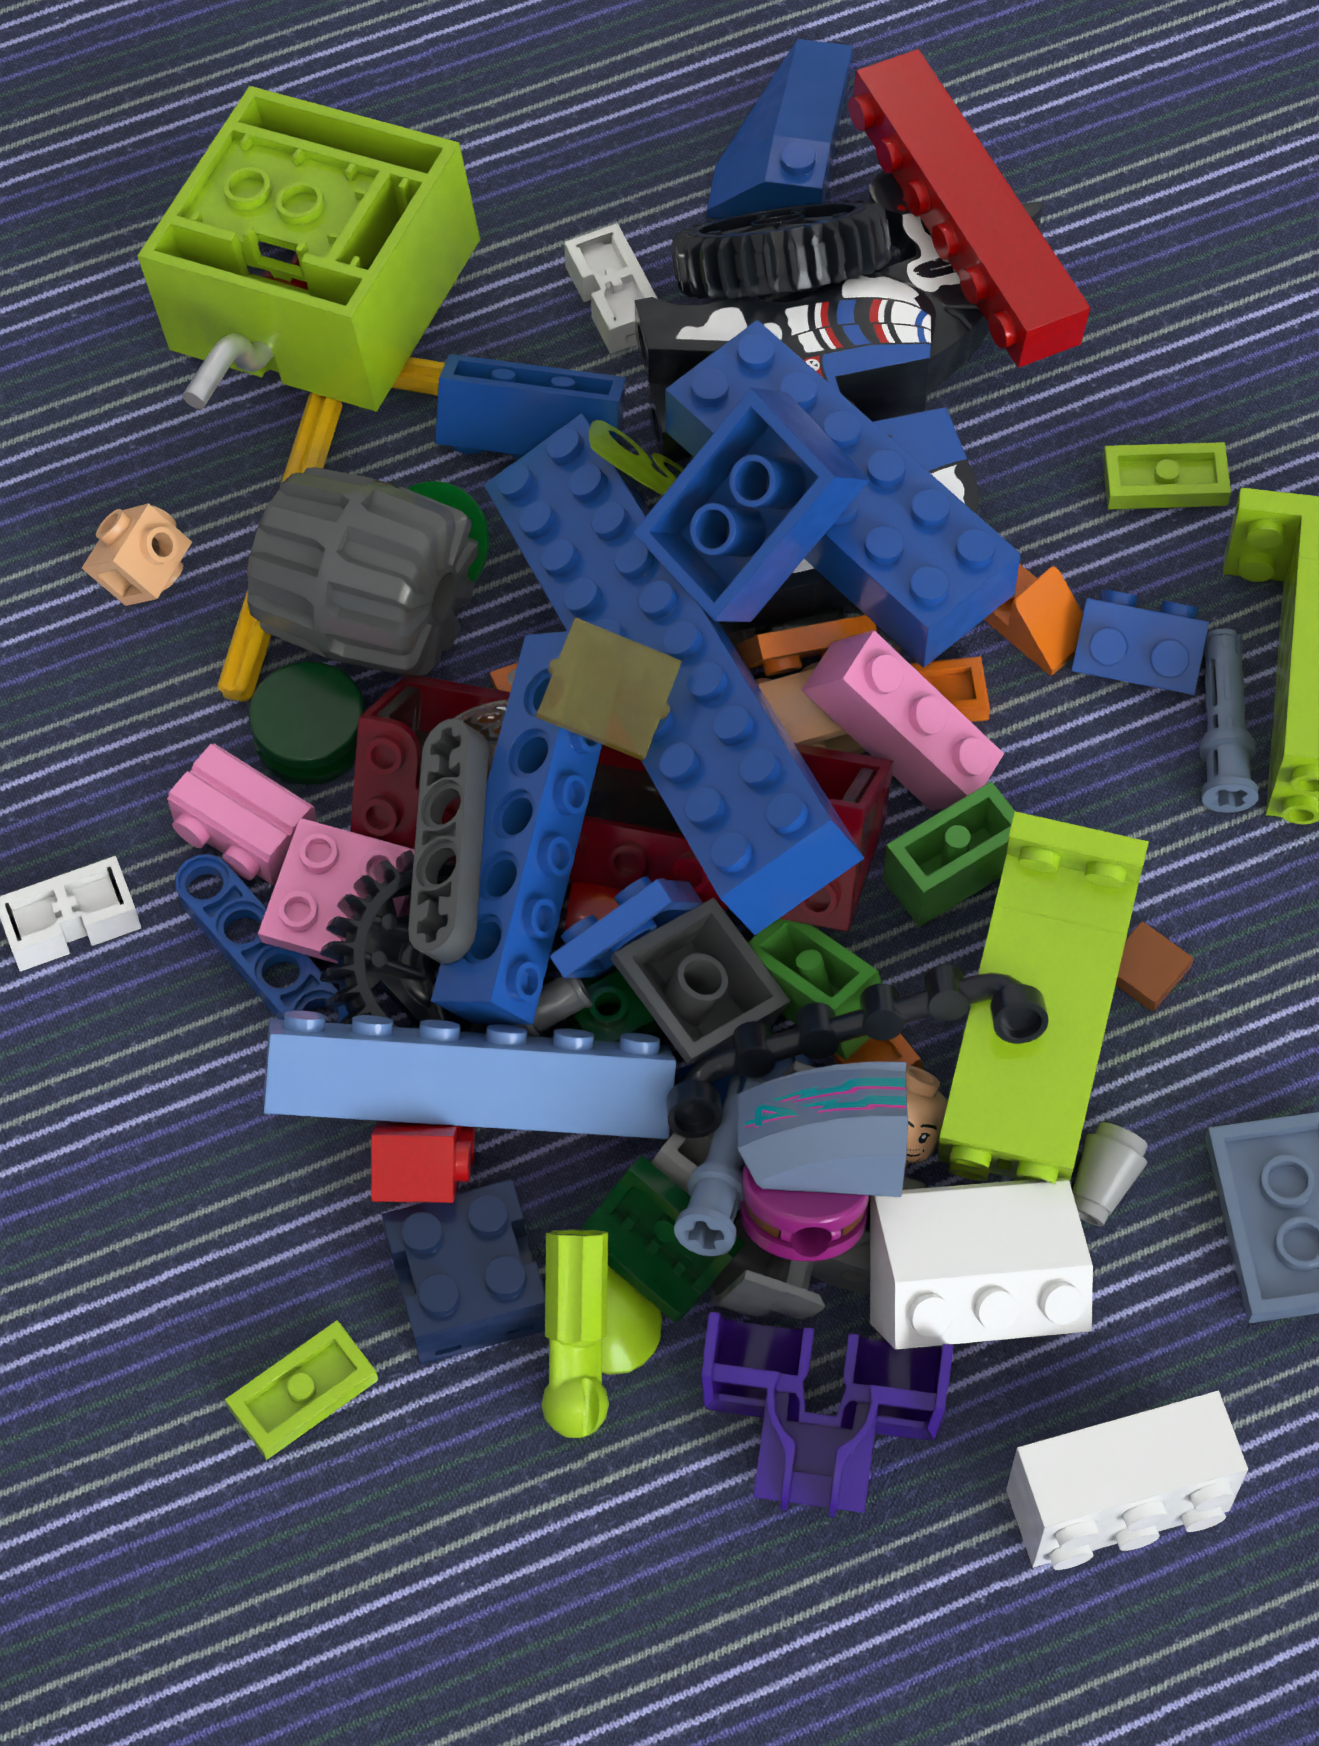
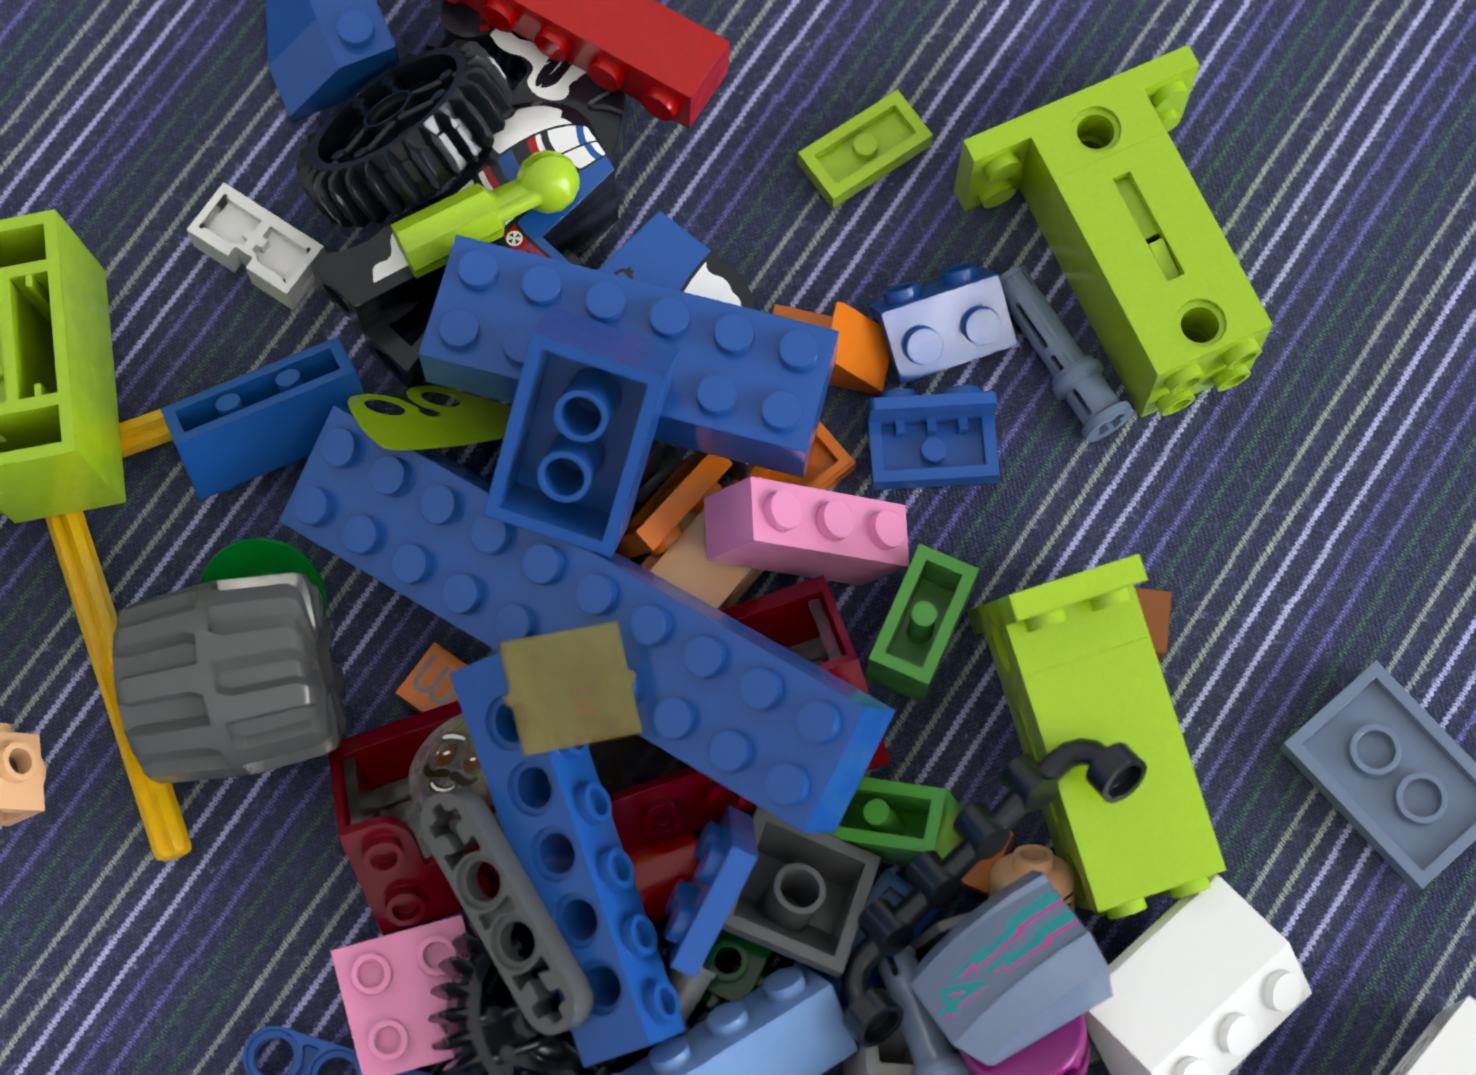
camera: 35 degrees left, 10 degrees up
(237, 813) = (264, 973): bright pink brick -> none
(306, 722) = (264, 843): dark green head -> none
(861, 330) = (543, 183): none -> lime piece
(1067, 722) = (932, 438): none -> blue bracket
(1107, 1171) = (1233, 830): light grey cone -> none

